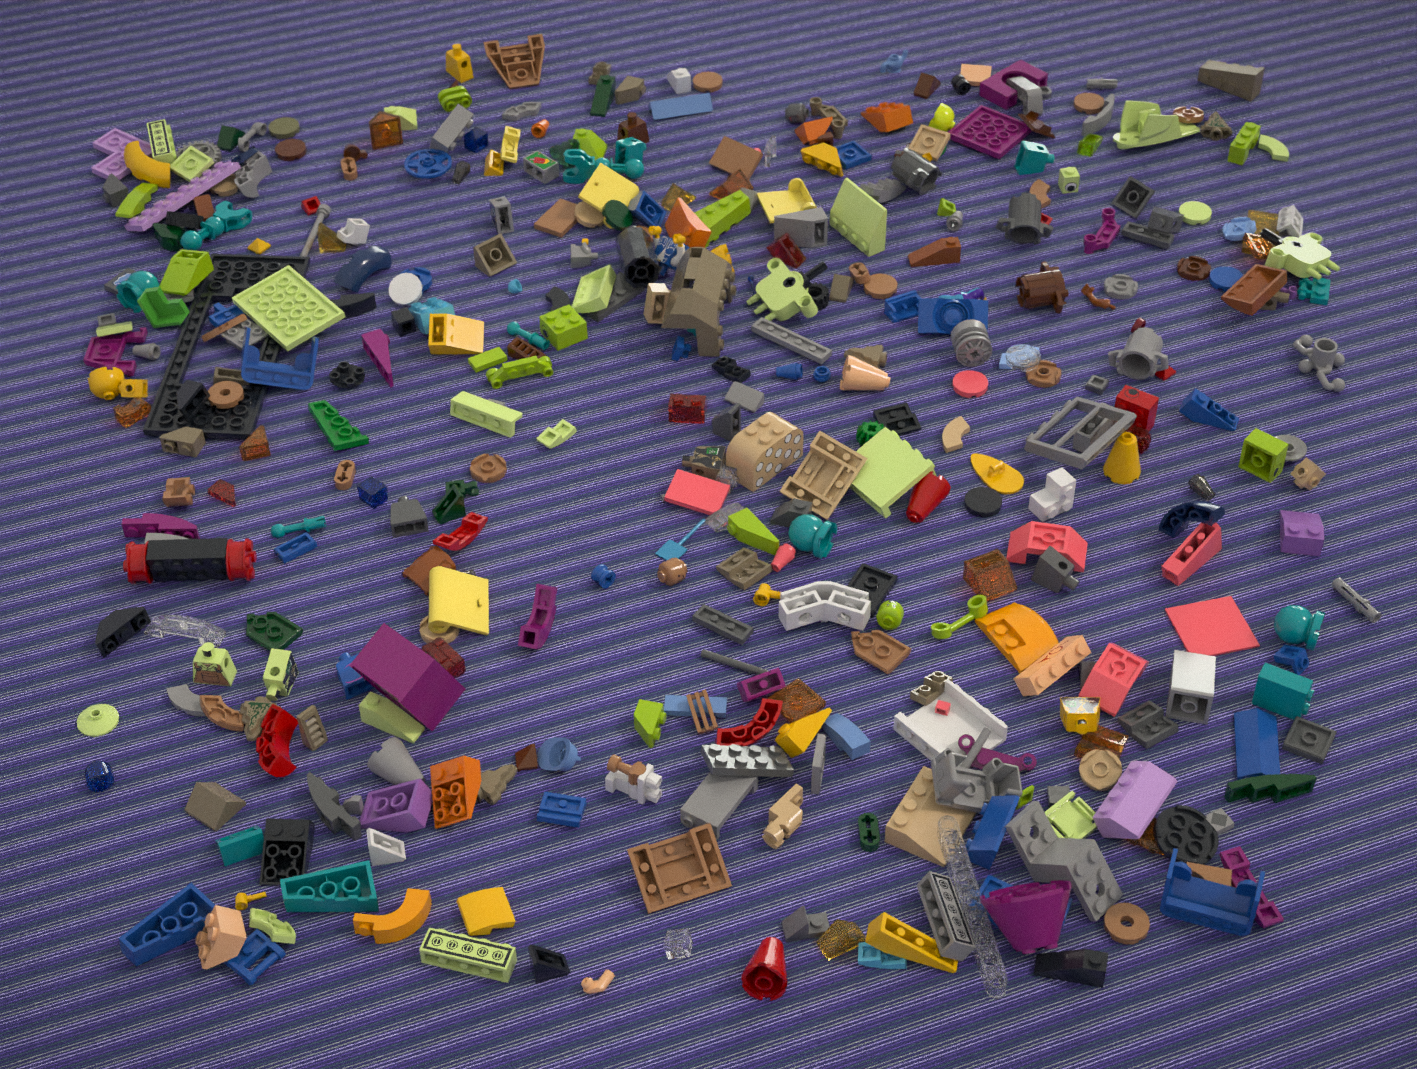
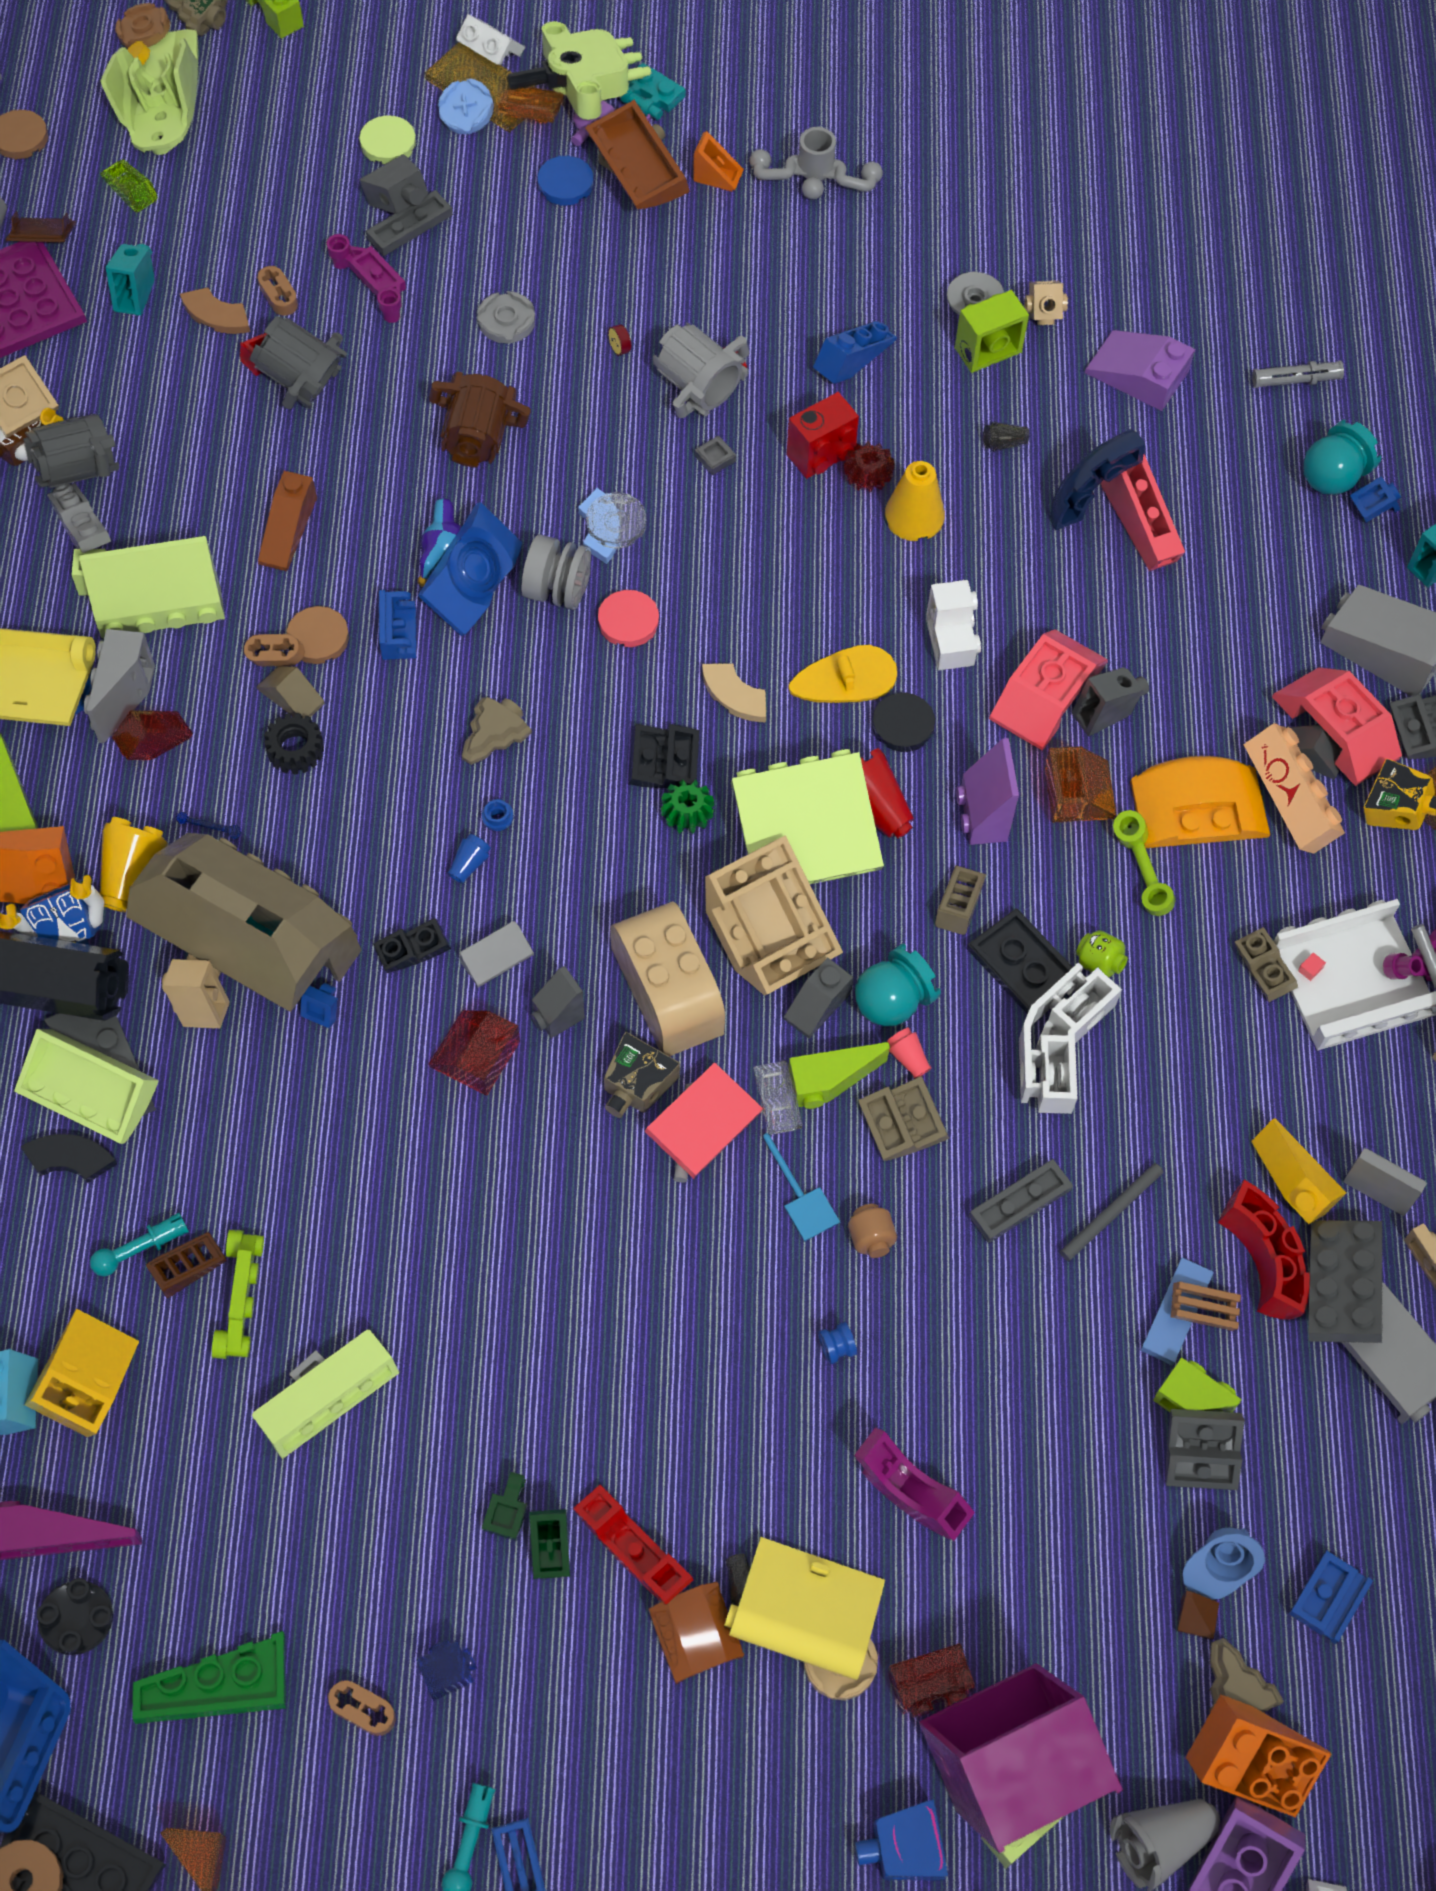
camera: 70 degrees left, 20 degrees up
(407, 518) = (540, 1627): dark grey torso -> none
(487, 359) = (163, 1339): lime tile -> none
(488, 468) = (466, 1440): medium nougat tile -> none
(557, 435) = (437, 1291): yellowish green slope -> none
(563, 327) = (157, 1174): lime brick -> none
(618, 732) = (1204, 1449): none -> dark grey slope
(635, 780) = (1331, 1455): white hips -> none
(728, 476) = (693, 1059): clear plate -> none
(761, 684) = (1186, 1196): magenta brick -> none
(763, 595) = (977, 1111): yellow brick -> none
(786, 291) = (280, 798): yellowish green piece -> none
(791, 340) = (389, 824): light grey plate -> none
(798, 701) = (1225, 1159): clear orange plate -> none
(846, 736) = (1327, 1118): medium blue slope -> none
(862, 376) = (545, 762): light nougat cone -> none
(879, 649) = (1158, 1000): medium nougat tile -> none
(883, 553) = (954, 917): none -> dark tan slope
(946, 208) = (171, 453): lime slope -> none
(952, 537) = (989, 796): none -> medium lavender slope
(954, 222) = (217, 455): light grey cone -> none
(1050, 379) = (672, 509): medium nougat tile -> none
(1054, 452) = (922, 504): light grey window -> none
(1068, 180) = (214, 256): yellowish green brick -> none
(1069, 208) = (282, 288): none -> medium nougat beam
(1091, 432) = (829, 503): light grey brick -> none
(1094, 124) = (58, 115): light grey slope -> none
(1103, 303) = (540, 356): dark orange piece -> none
(1133, 197) = (315, 194): dark grey slope -> none
(1193, 268) = (516, 207): reddish brown tile -> none
(1212, 627) = (1274, 563): coral piece -> none
(1284, 323) = (715, 165): none -> orange slope

